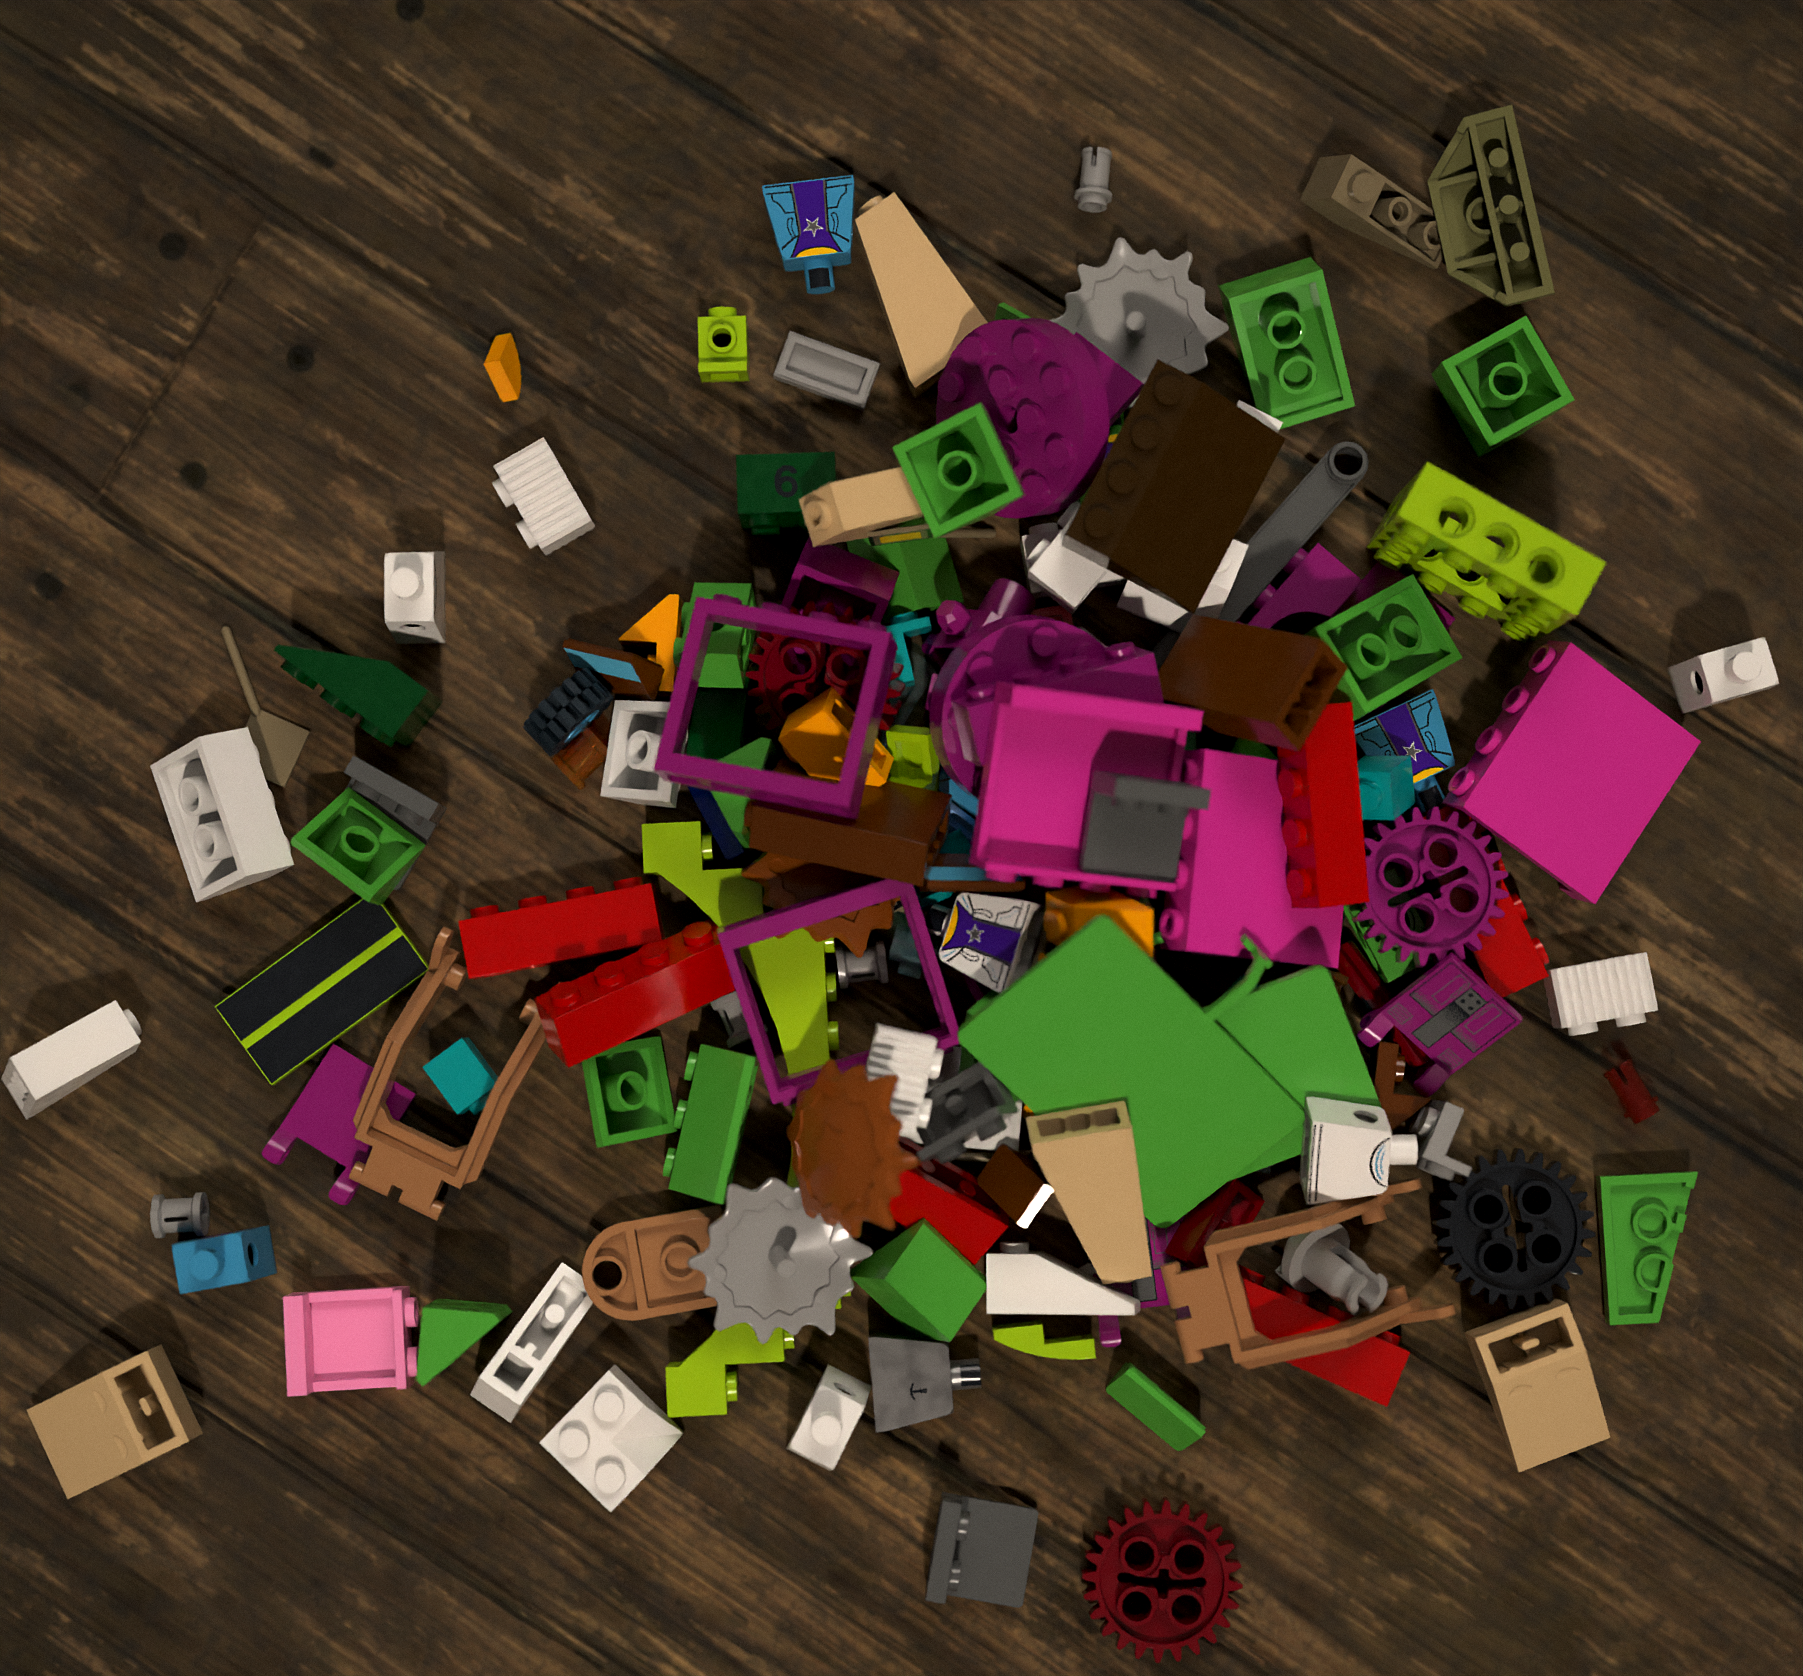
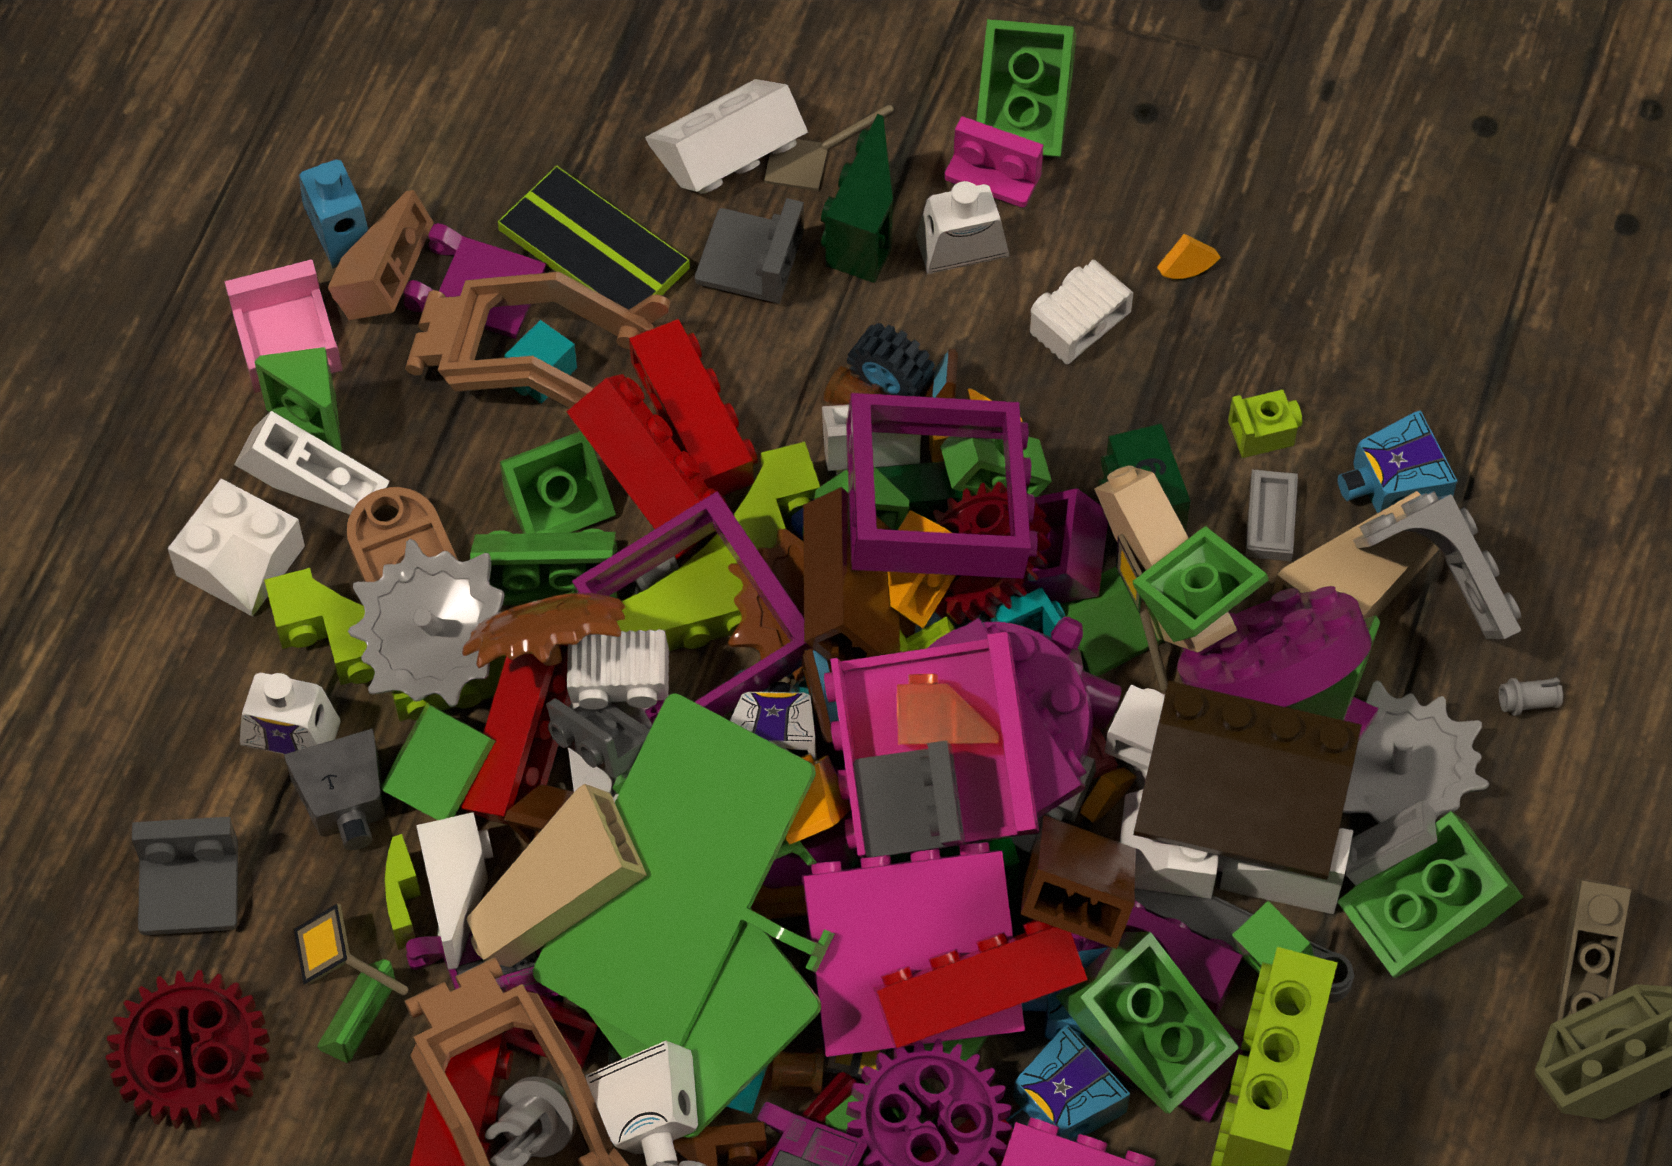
camera: 75 degrees right, 25 degrees down
(71, 1058) = (485, 67): white slope -> none
(114, 1421) = (181, 171): tan slope -> none
(180, 1215) = (368, 178): light grey bush -> none
(248, 479) = (1027, 80): none -> bright green slope
(295, 1220) = (381, 261): none -> medium nougat slope
(339, 539) = (997, 159): none -> dark pink bracket
(359, 846) = (722, 231): bright green slope -> none
(867, 968) = (721, 658): light grey bush -> none
(919, 219) = (1453, 535): none -> light grey bracket
(1070, 772) = (938, 713): none -> clear orange slope
(1090, 1426) = (324, 948): none -> piece
(1101, 619) = (1107, 793): none -> light orange tile
(1233, 358) = (1391, 842): none -> light grey tile
(1338, 511) = (1264, 933): none -> bright green brick
(1385, 786) = (1014, 1051): teal brick -> none
(1502, 386) = (1455, 1094): bright green slope -> none

